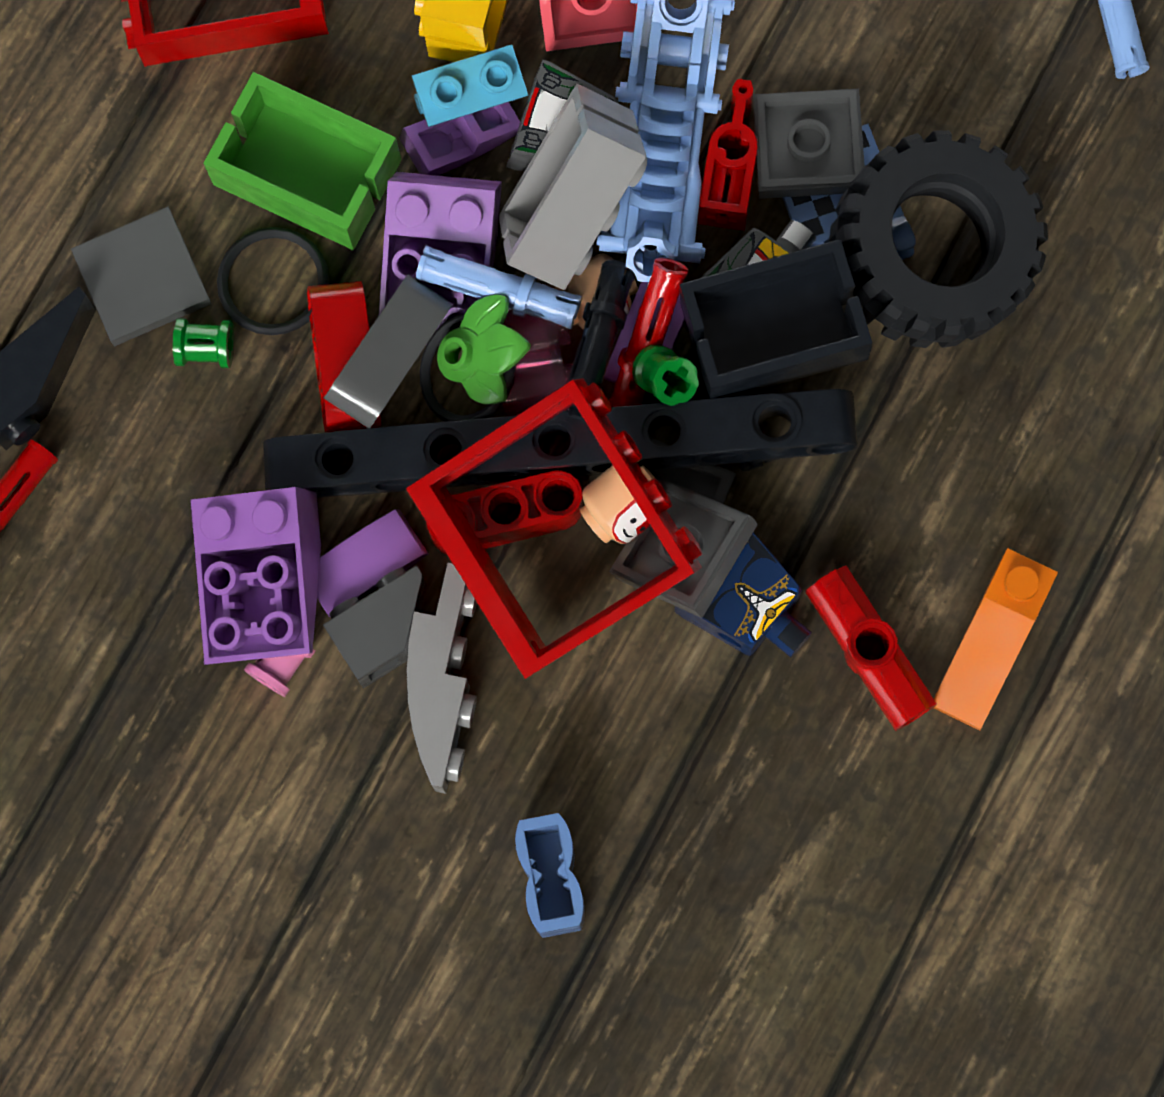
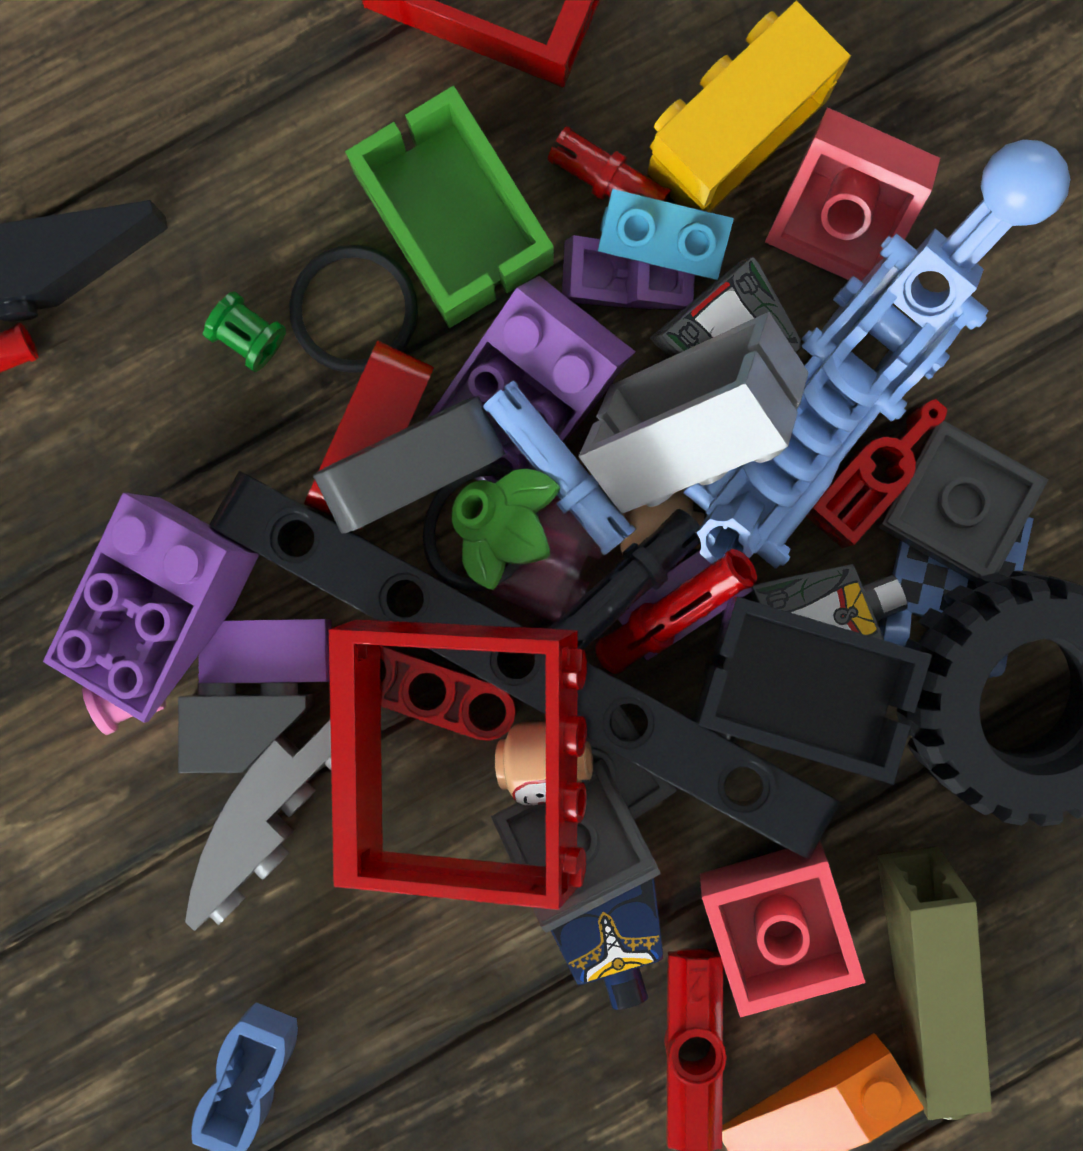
camera: 30 degrees right, 10 degrees up
(141, 276) = (228, 223): dark grey tile -> none
(392, 71) = (602, 169): none -> red pin
(677, 386) = (668, 678): green bush -> none
(873, 515) = (780, 929): none -> coral brick
(1014, 486) = (937, 981): none -> olive slope

